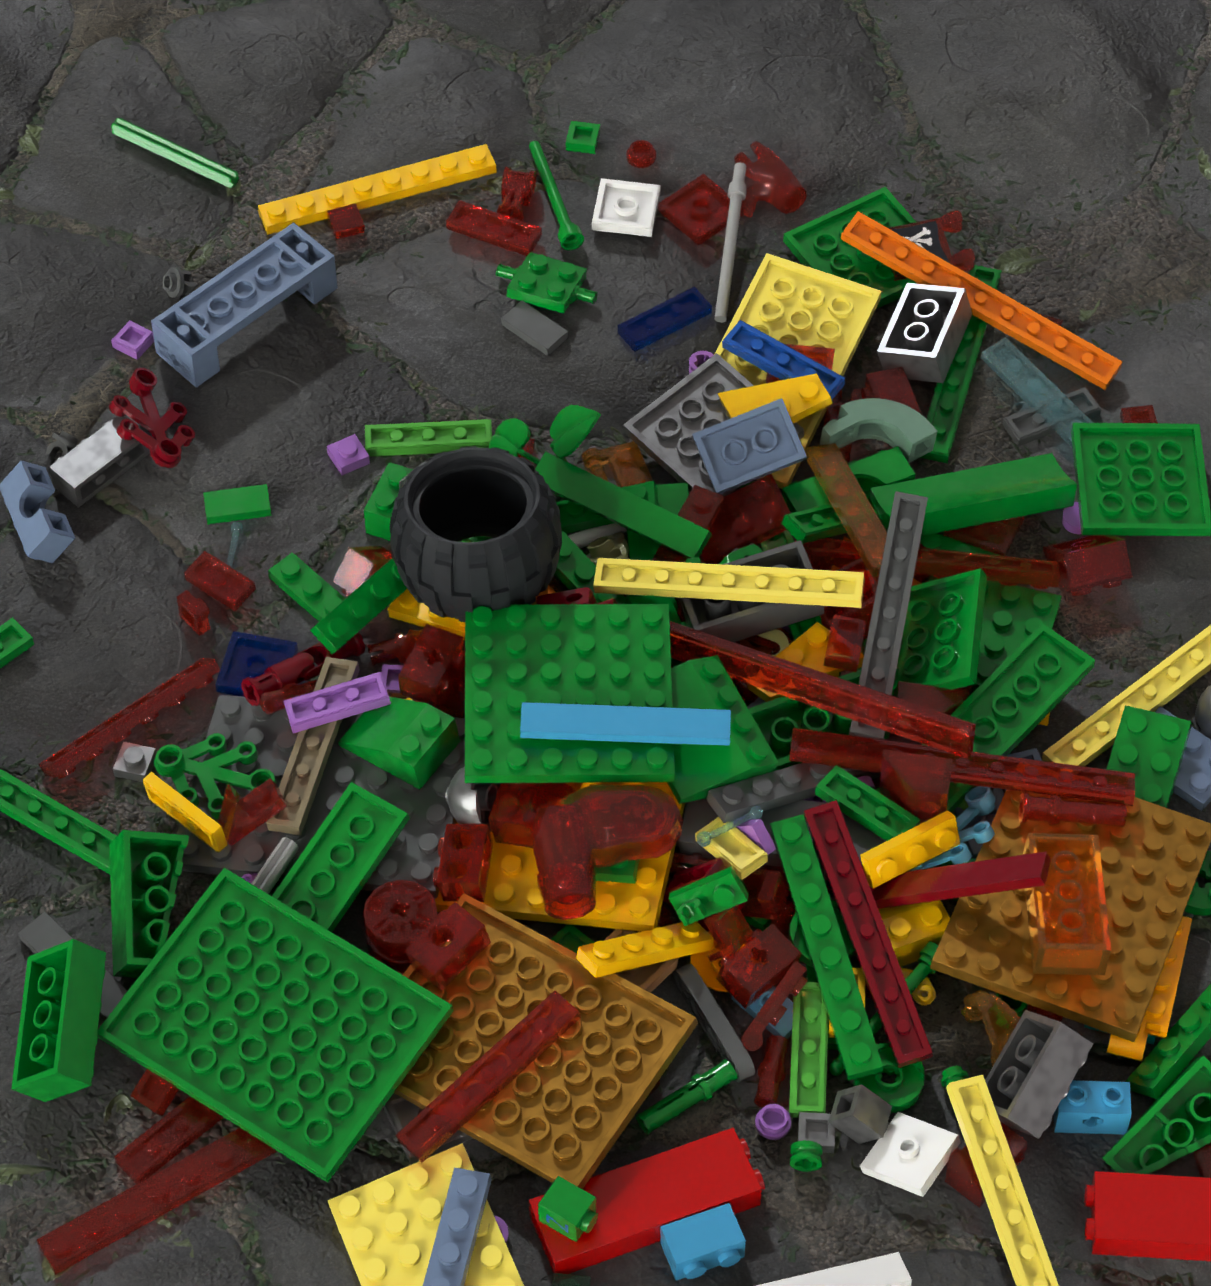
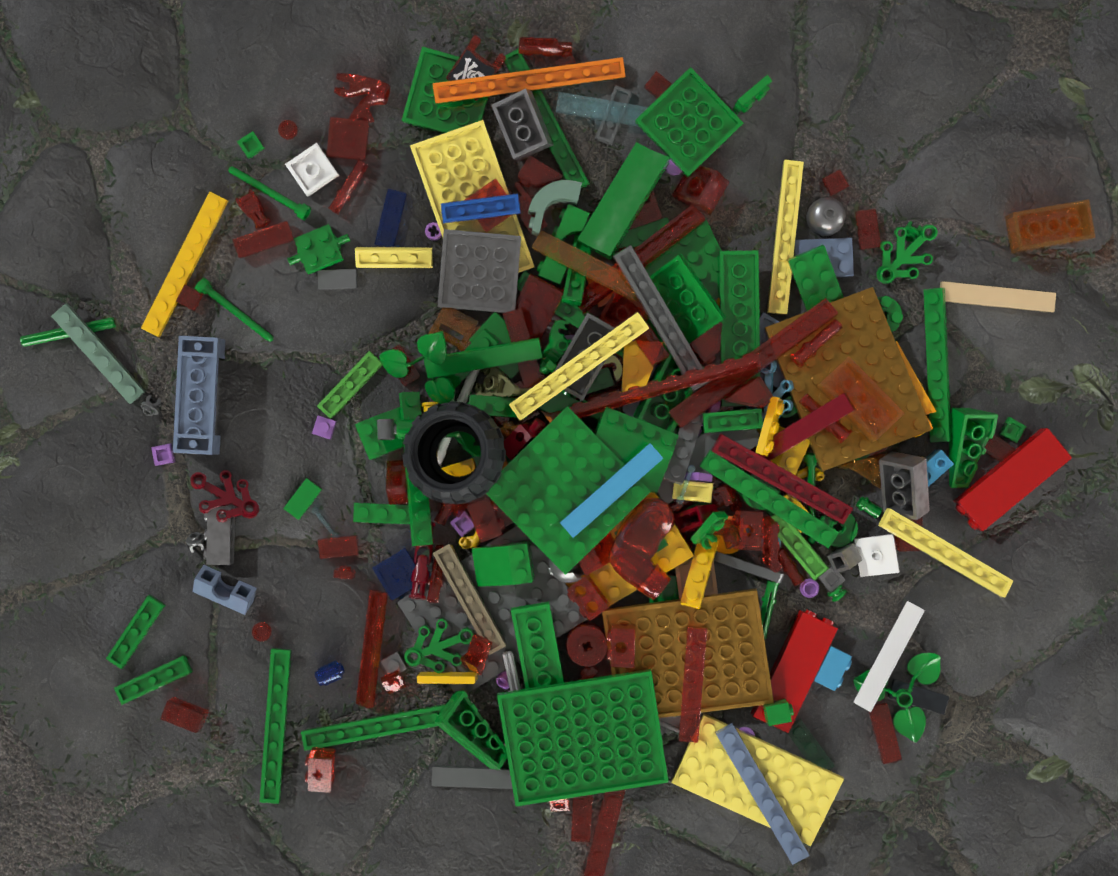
camera: 45 degrees left, 35 degrees up
(23, 596) = (261, 631): none -> clear red plate
(48, 701) = (329, 673): none -> clear blue brick
(59, 1021) = (497, 817): green brick -> none
(111, 775) = (393, 682): none -> clear red plate
(183, 192) = (98, 353): none -> sand green plate
(337, 702) = (462, 573): medium lavender tile -> none
(375, 221) = (205, 288): none -> green piece
(625, 353) = (393, 257): none -> light yellow tile
(637, 254) = (348, 187): none -> clear red pin
(736, 194) = (359, 117): light grey bar -> none
(749, 446) = (511, 274): sand blue plate -> none
(800, 395) = (499, 239): yellow wing -> none
(999, 908) = (836, 428): none -> clear red pin
(1036, 291) = (544, 46): none -> clear red hinge

